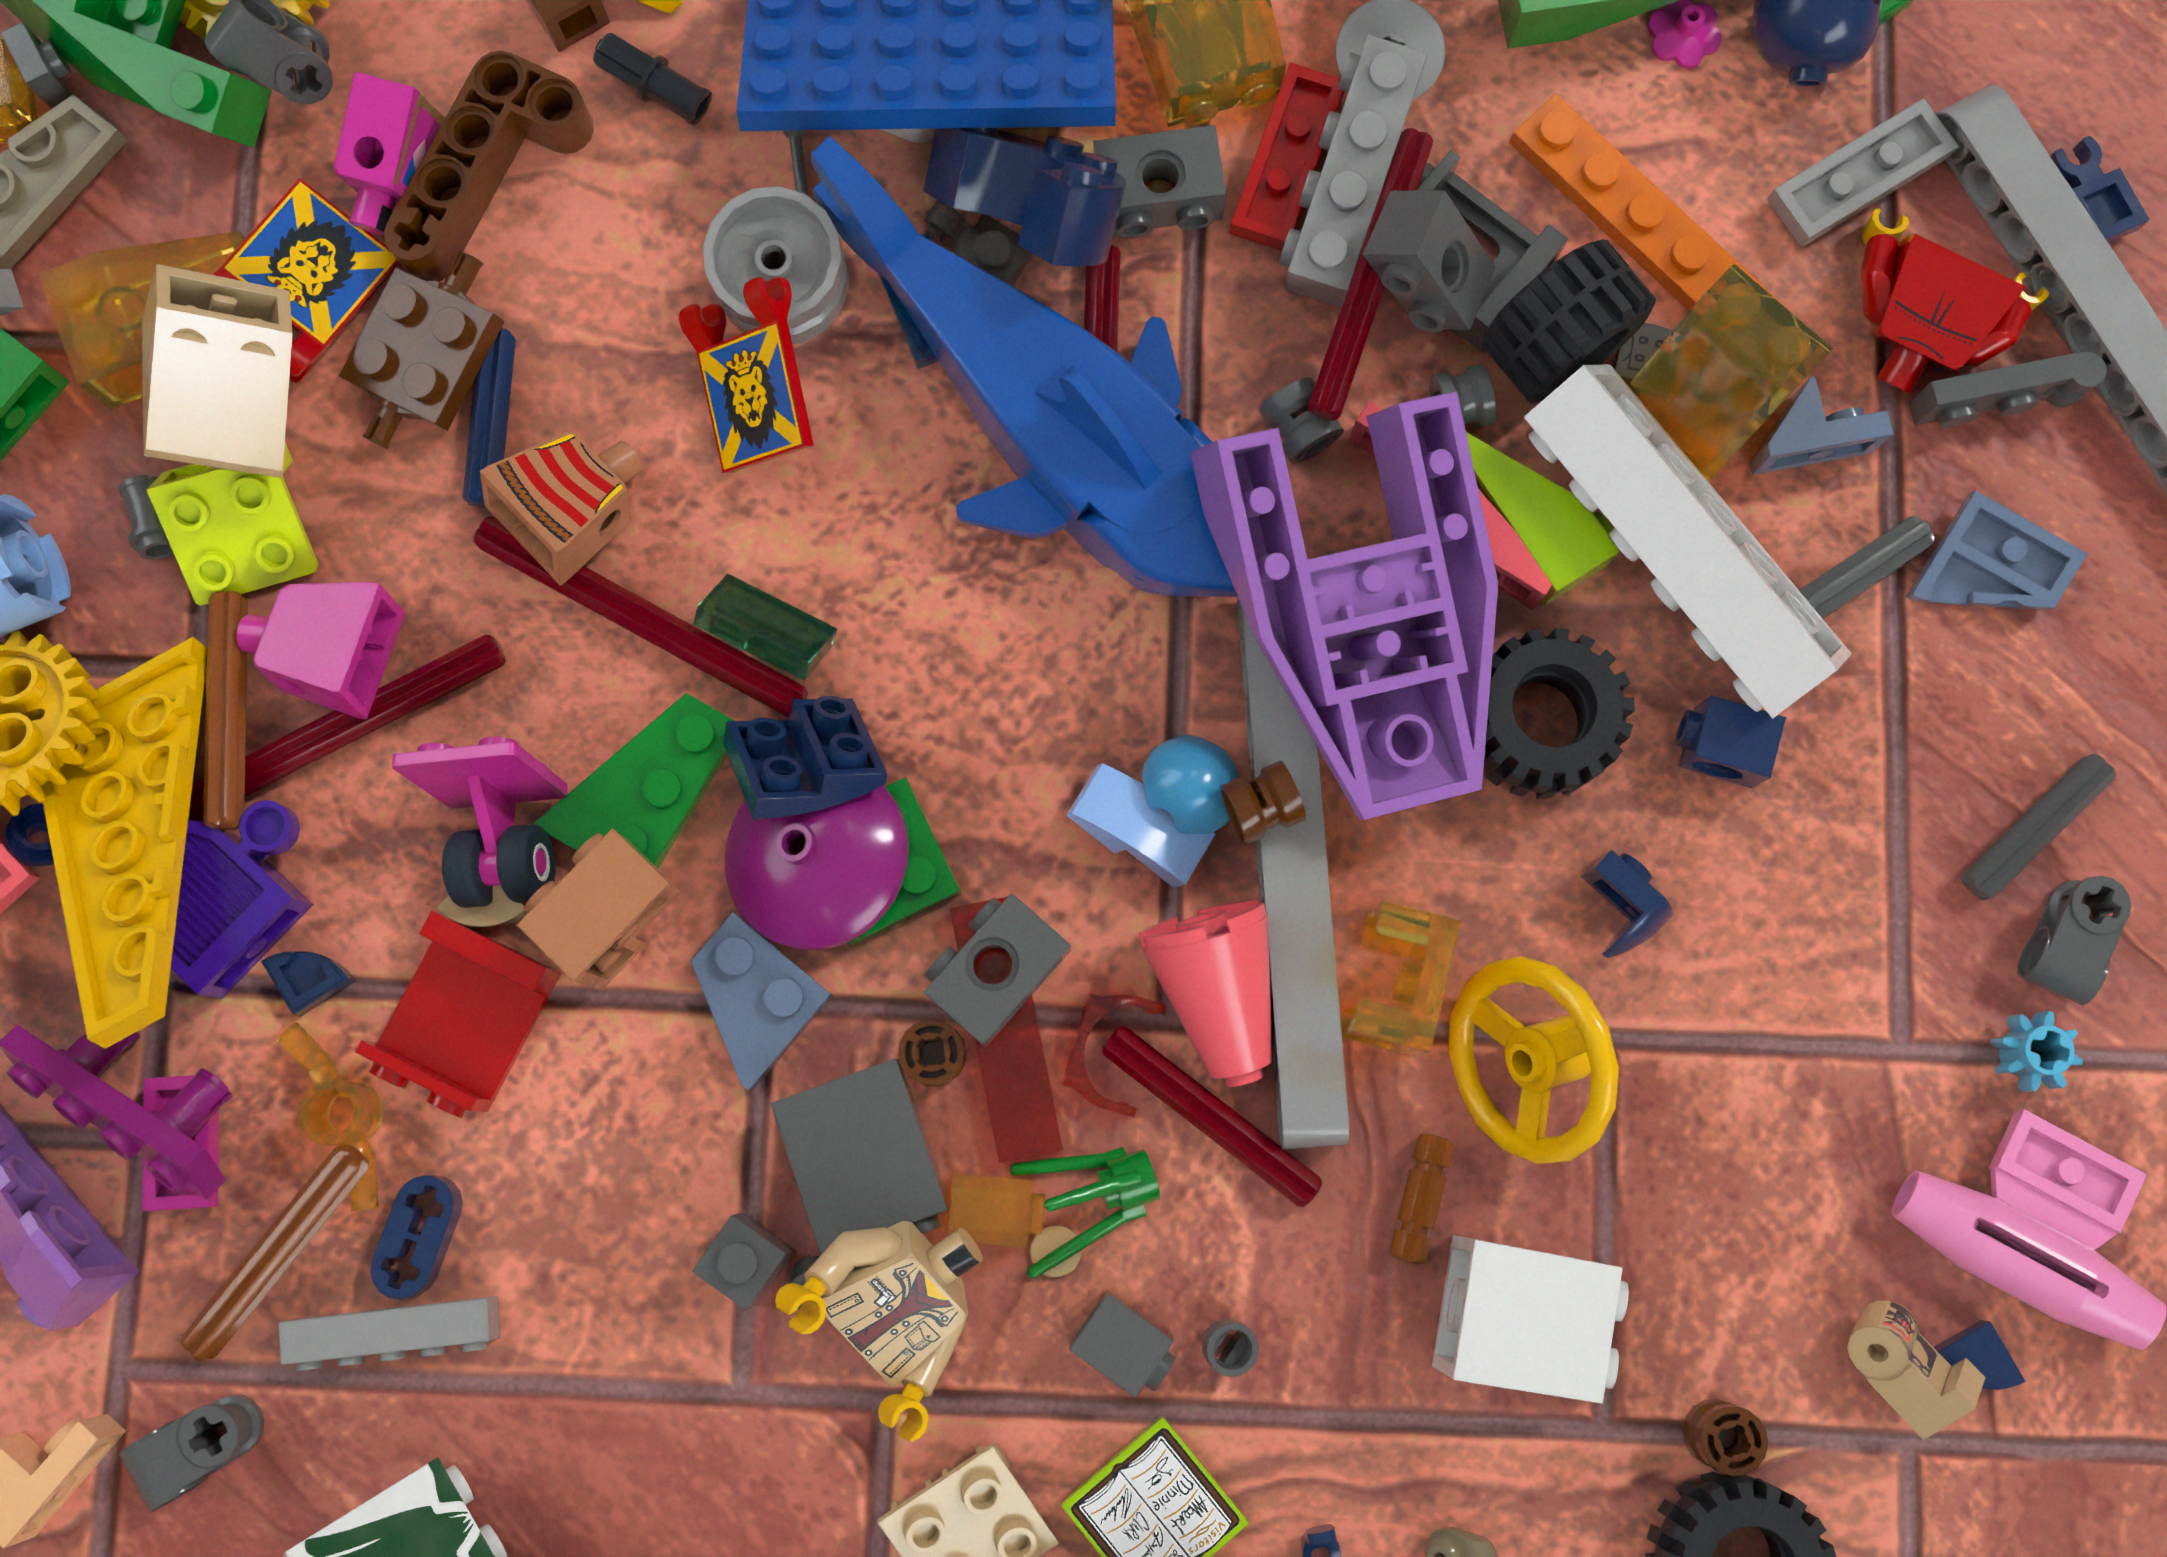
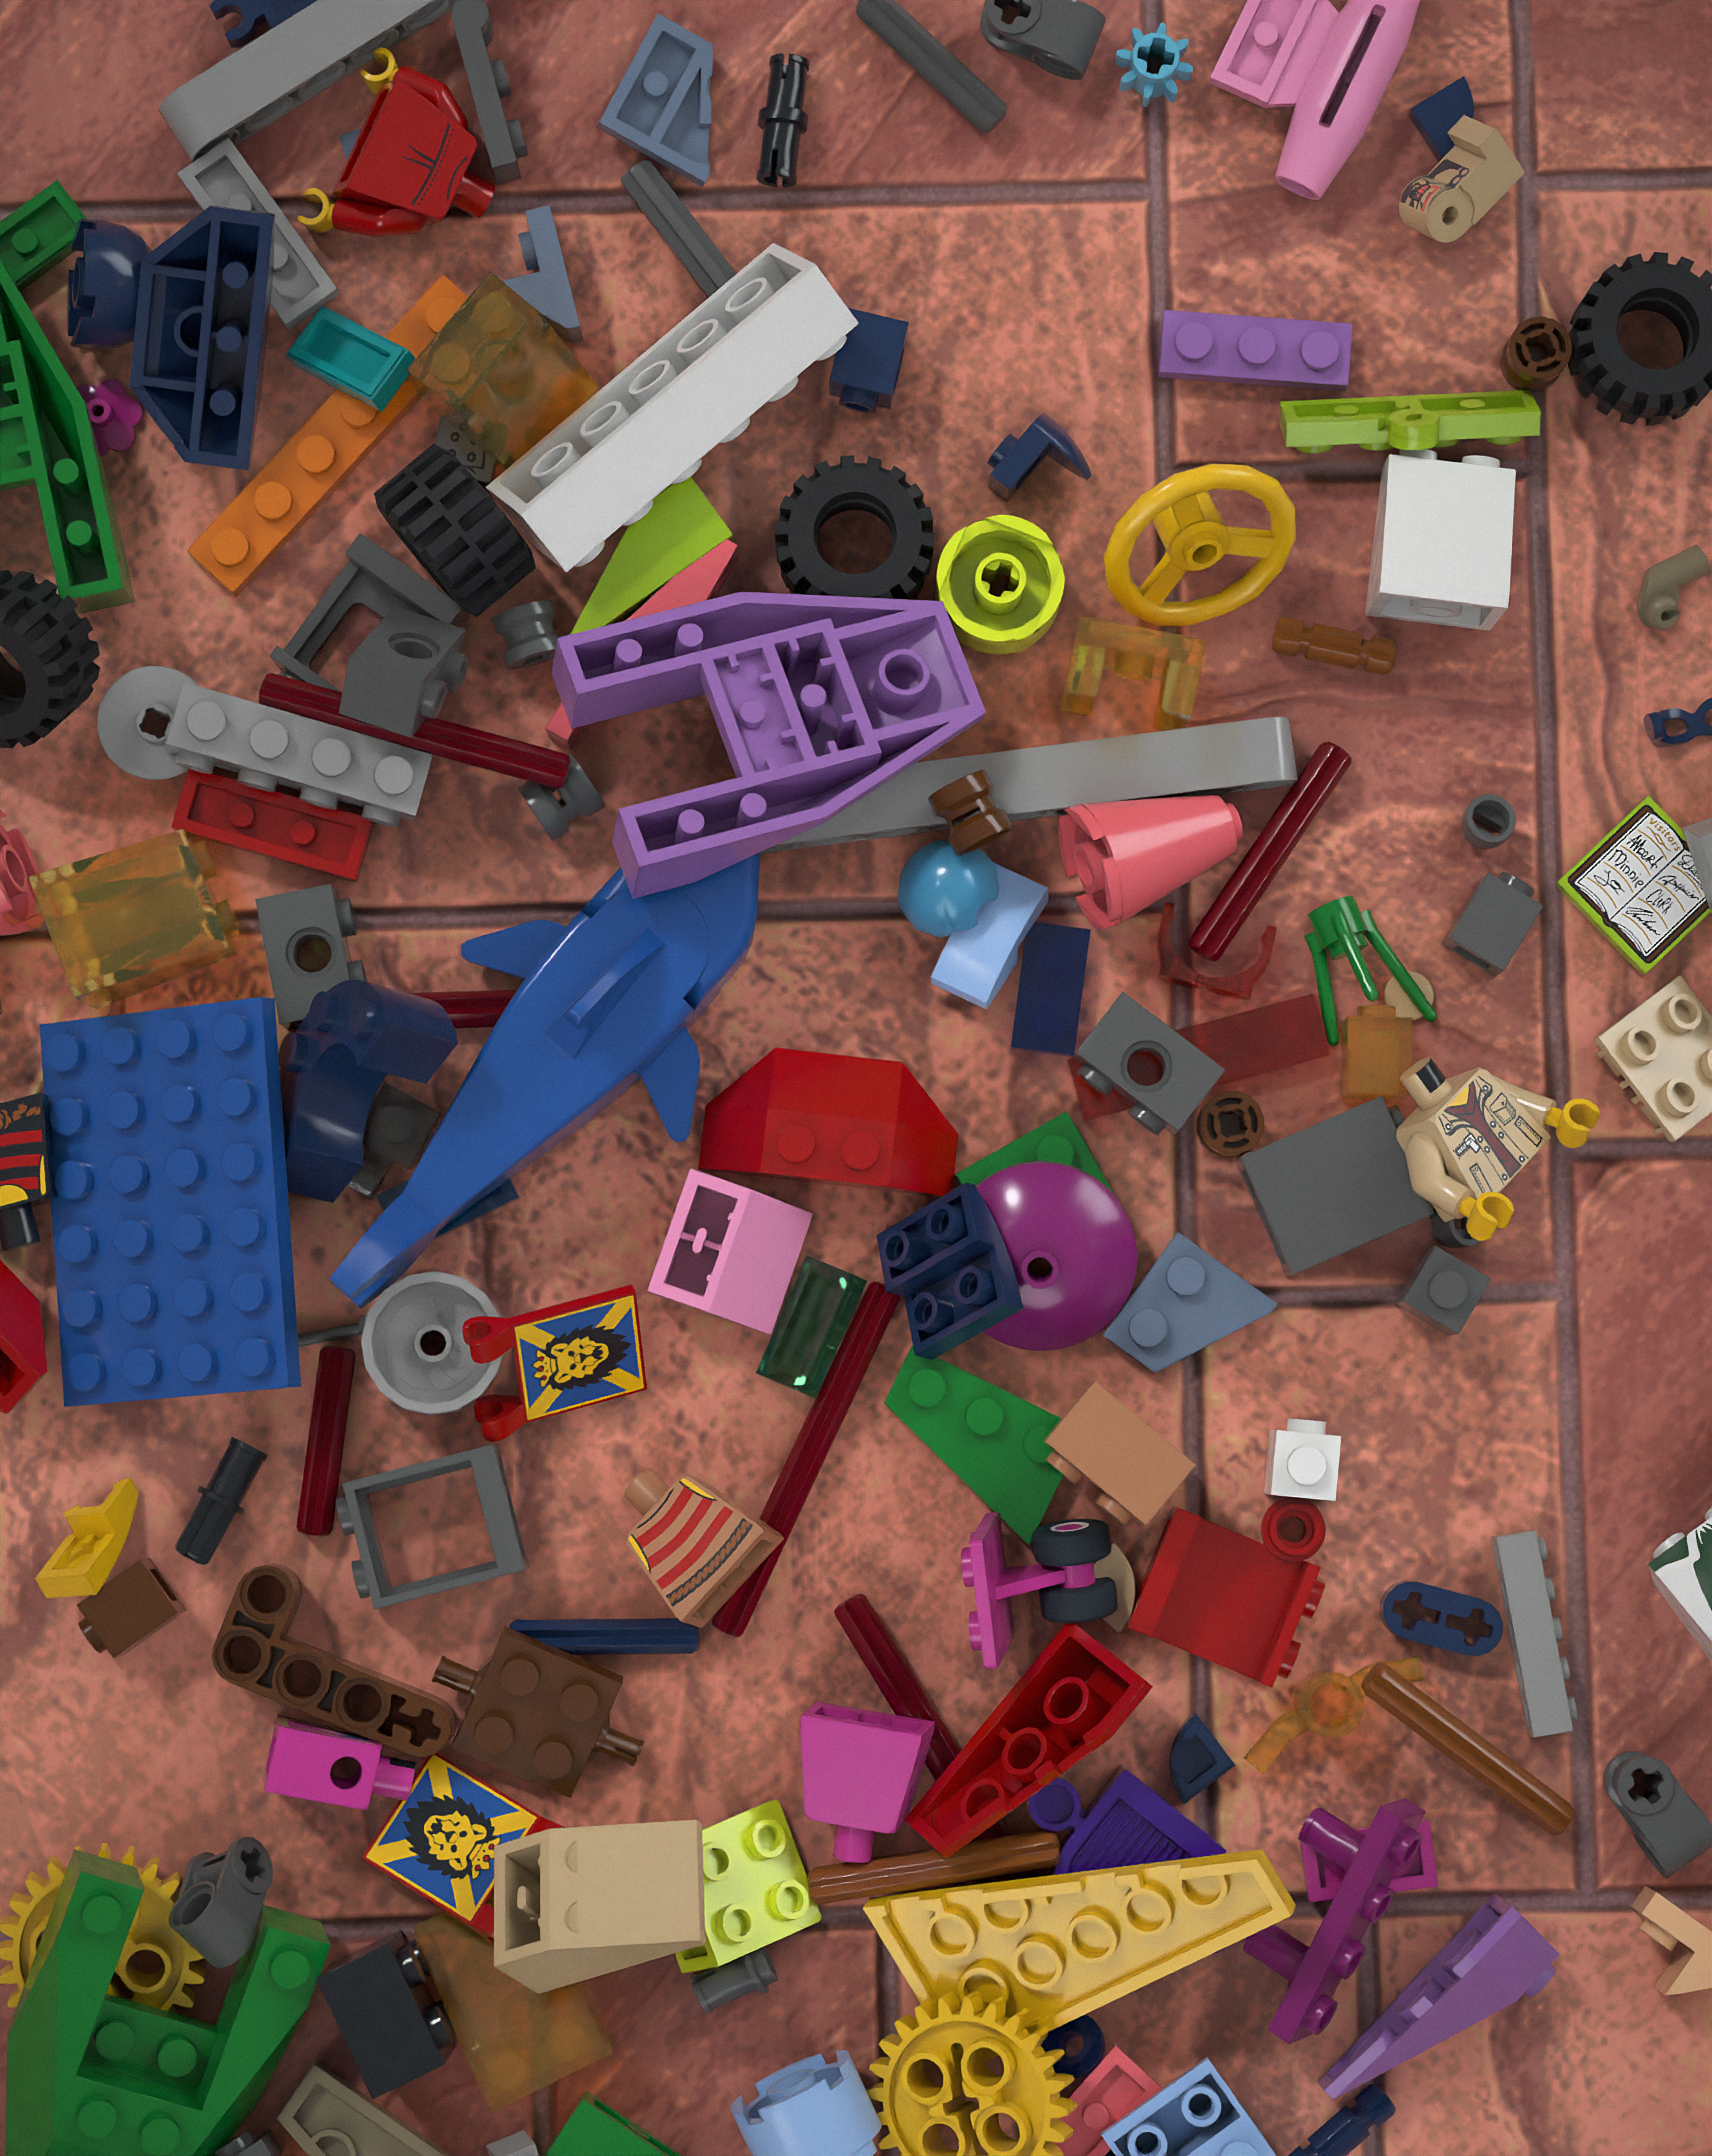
camera: 95 degrees left, 5 degrees up
(145, 183) = (388, 2012): none -> black brick
(330, 811) = (1044, 1726): none -> red wedge
(501, 1090) = (1313, 1526): none -> red plate
(582, 1102) = (1302, 1461): none -> white brick
(612, 321) = (358, 1518): none -> dark grey window
(689, 173) = (325, 1441): none -> dark red axle
(843, 548) = (730, 1251): none -> bright pink slope
(960, 662) = (831, 1125): none -> red wedge
(1084, 884) = (1050, 989): none -> clear blue plate
(1529, 841) = (1035, 575): none -> neon yellow brick
(1656, 1296) = (1409, 420): none -> lime hinge
(1733, 1138) = (1255, 350): none -> medium lavender plate
(1743, 237) = (351, 358): none -> teal tile
(1769, 108) = (206, 334): none -> dark blue wedge
(1976, 674) = (783, 120): none -> black pin

